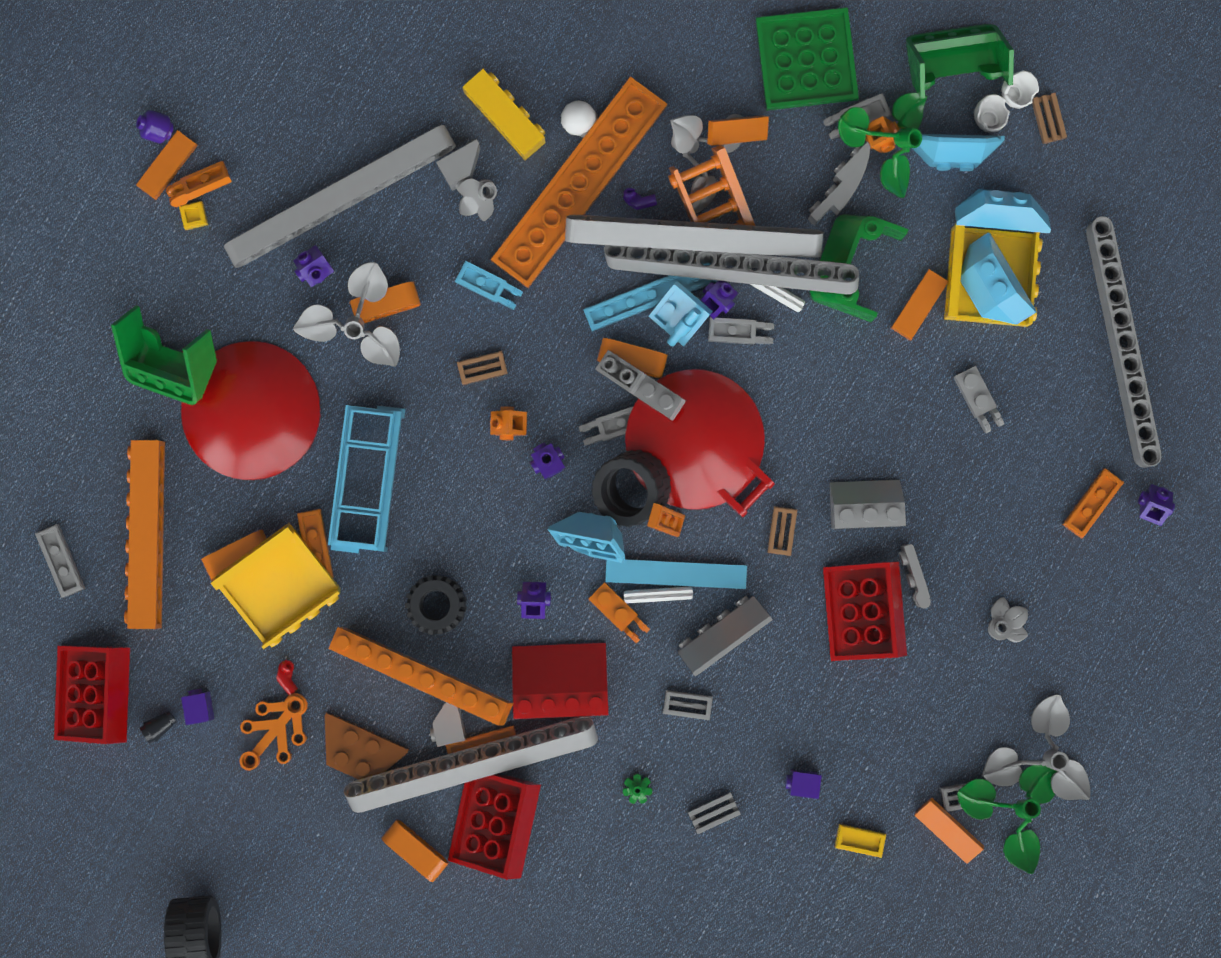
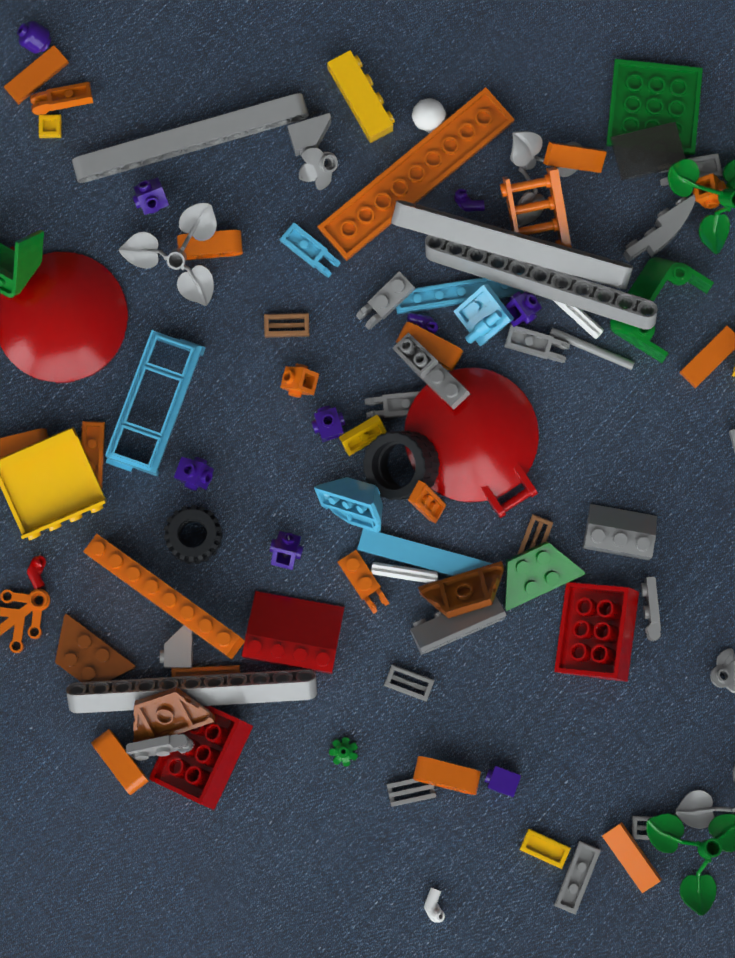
camera: 10 degrees right, 5 degrees down
(423, 542) = (194, 473): none -> dark purple brick
(452, 795) = (168, 714): none -> dark orange wing
(452, 828) = (159, 746): none -> light grey hinge
(578, 319) = (386, 299): none -> light grey hinge
(585, 464) = (362, 435): none -> yellow plate
(622, 334) = (423, 321): none -> dark purple arm
(723, 602) = (464, 591): none -> dark orange wing
(746, 791) = (447, 775): none -> orange beam
(760, 924) = (432, 907): none -> white arm
(791, 566) = (537, 573): none -> green wing
(797, 323) = (603, 353): none -> light grey bar
(810, 106) = (647, 150): none -> clear smoke tile
(898, 862) = (577, 877): none -> light grey tile

